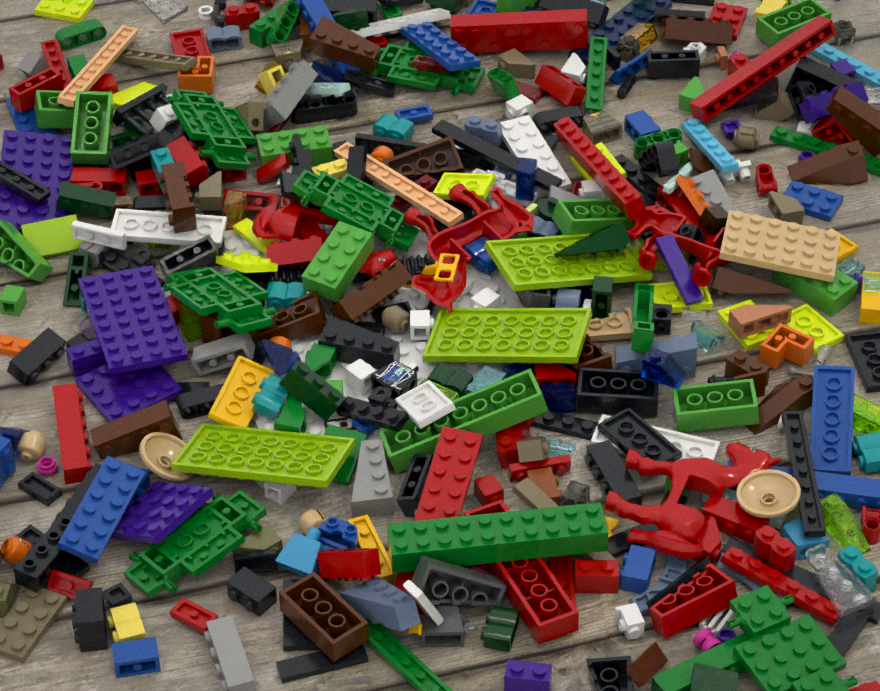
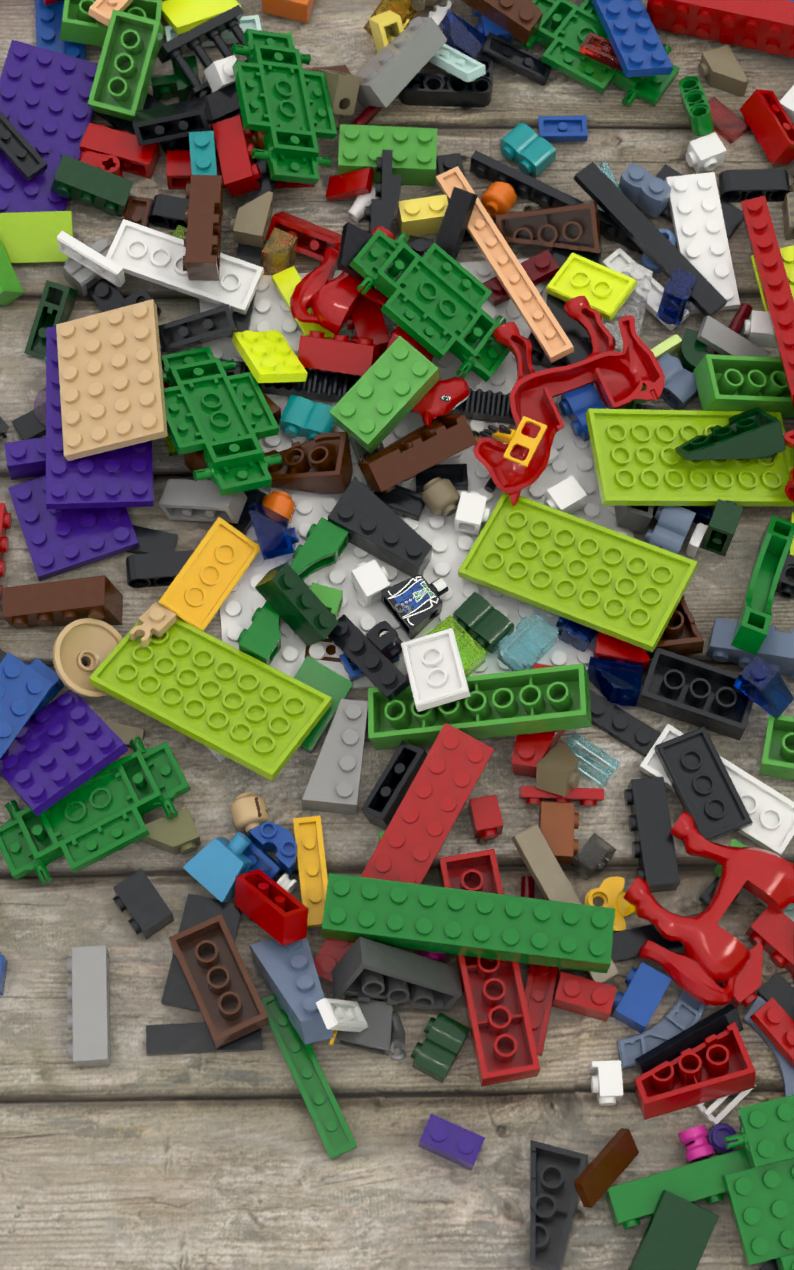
camera: 10 degrees right, 25 degrees up
(137, 289) = (111, 380): none -> tan plate
(192, 615) = (63, 923): red plate -> none
(207, 427) = (153, 621): none -> tan plate
(257, 561) = (159, 858): black tile -> none
(270, 398) = (242, 597): teal brick -> none
(612, 327) = (724, 572): tan wing -> none

